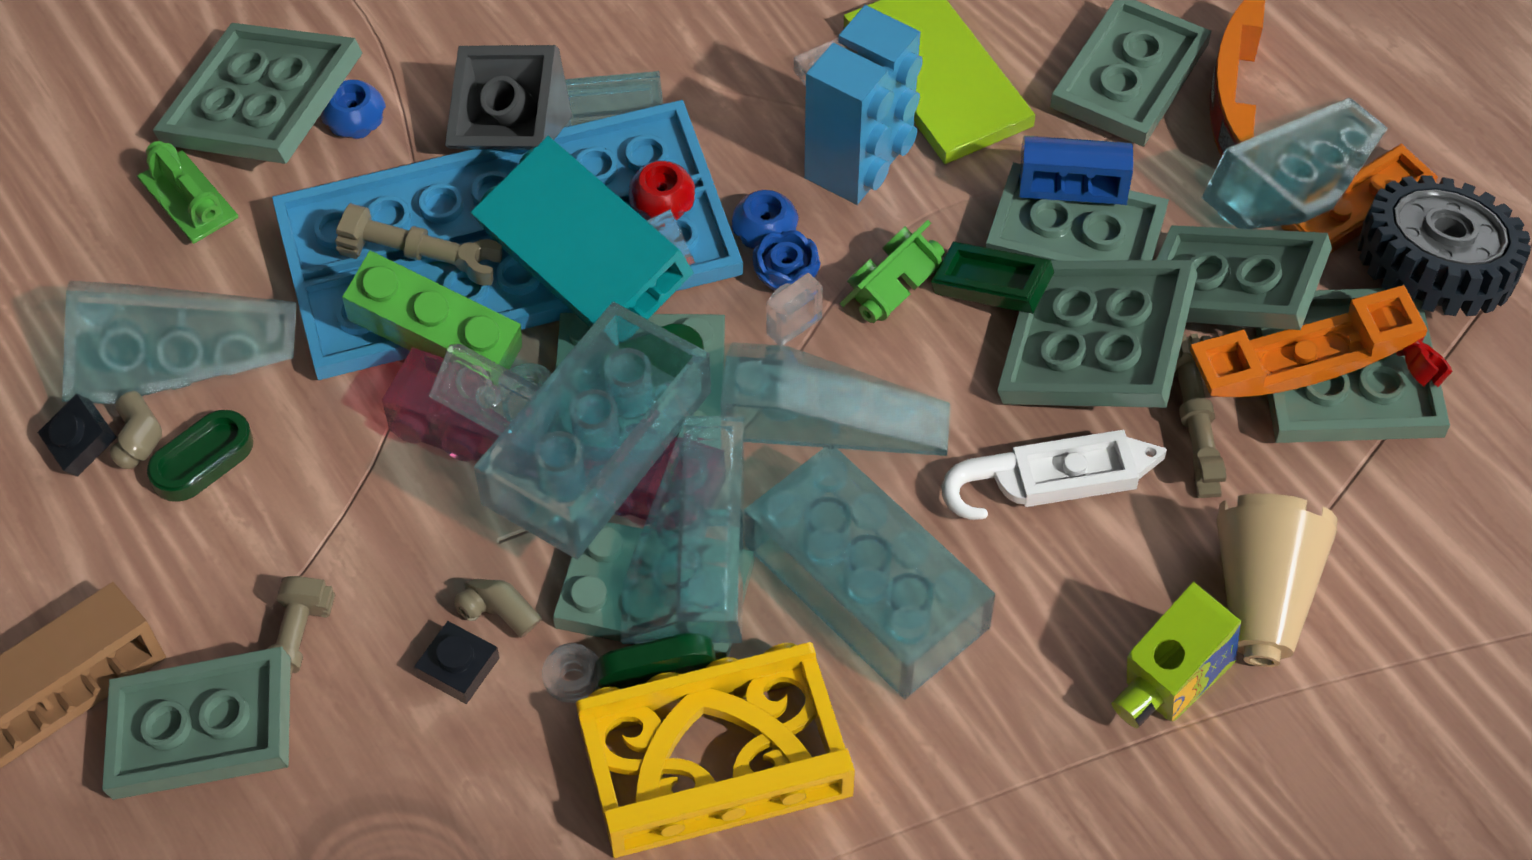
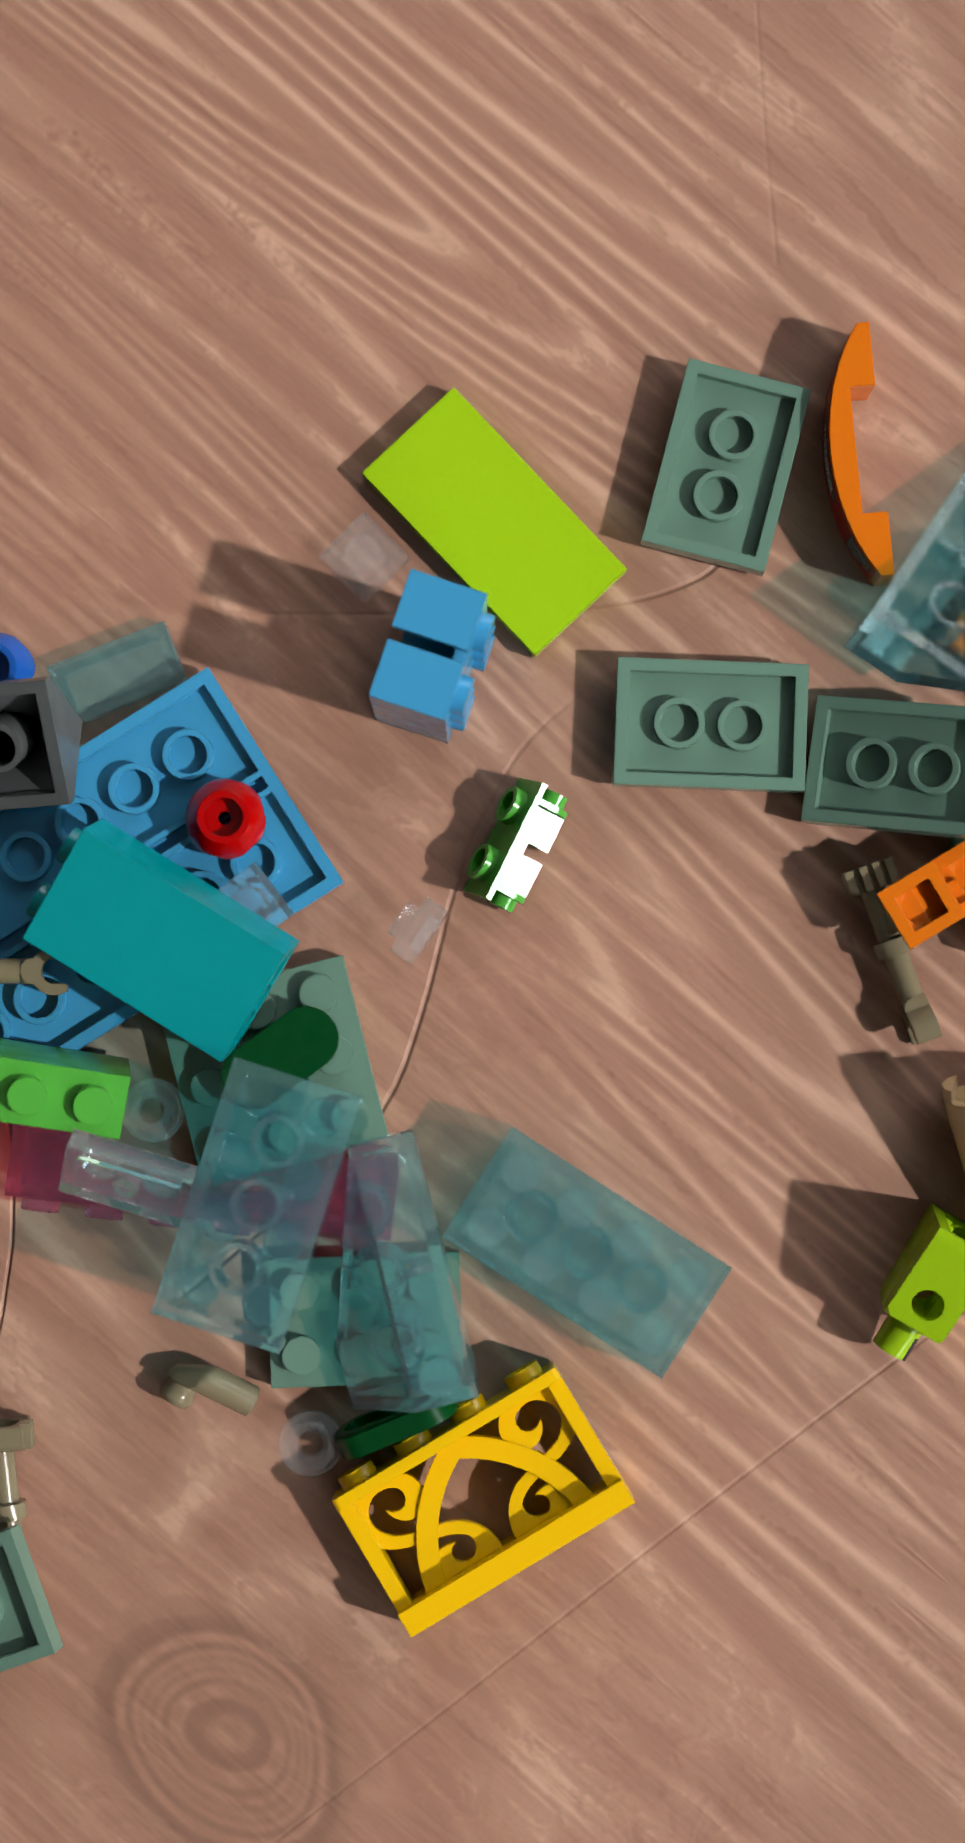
camera: 15 degrees left, 30 degrees up
(457, 662) = (186, 1460): black plate -> none
(759, 205) = (355, 824): blue plate -> none
(781, 248) = (370, 857): blue plate -> none
(817, 402) = (469, 1034): clear light blue wedge -> none
(993, 277) = (631, 825): dark green tile -> none
(1056, 470) = (753, 1065): white plate -> none
(1075, 170) = (695, 658): blue brick -> none
(1101, 335) = (768, 884): sand green plate -> none

